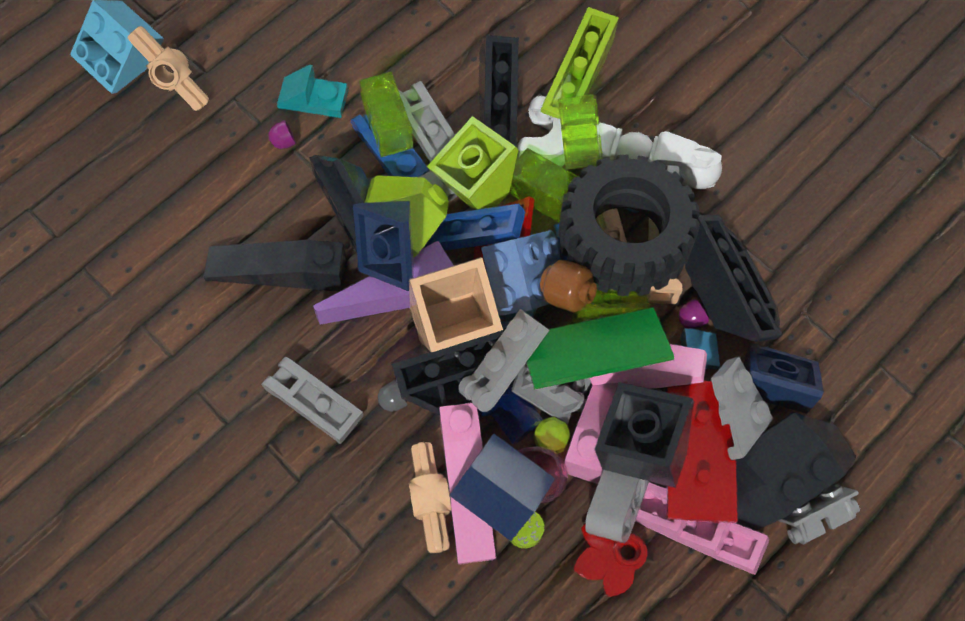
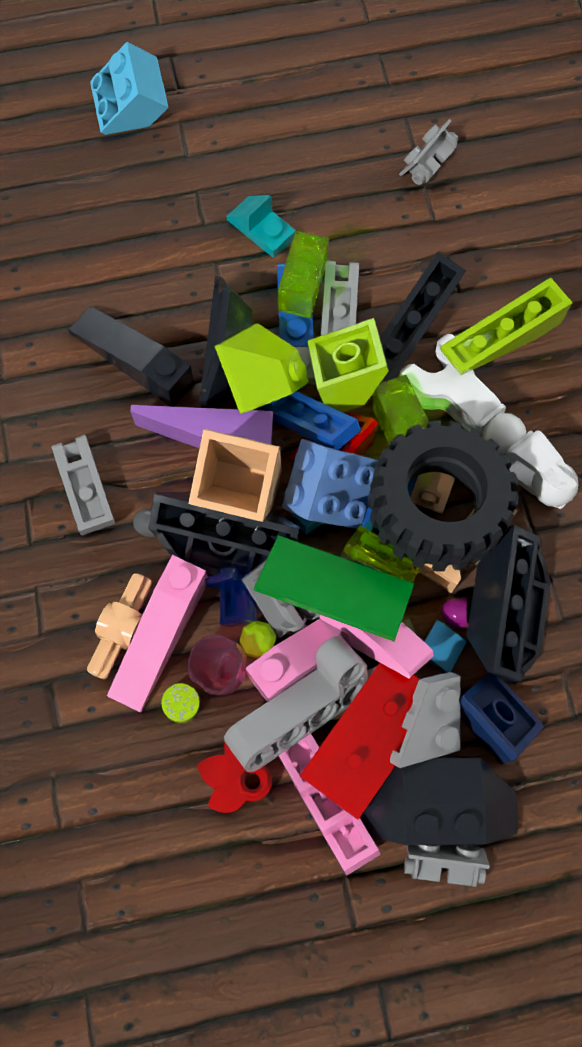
camera: 35 degrees right, 5 degrees up
(173, 58) = (151, 134): light nougat axle -> none
(281, 135) = (211, 245): magenta hinge -> none
(385, 241) = (220, 385): dark blue slope -> none
(502, 487) = (178, 655): dark blue slope -> none
(503, 362) = (249, 549): light grey plate -> none
(568, 285) = (350, 518): dark orange head -> none
(580, 131) = (457, 386): clear neon green brick -> none
(646, 434) = (321, 691): black slope -> none

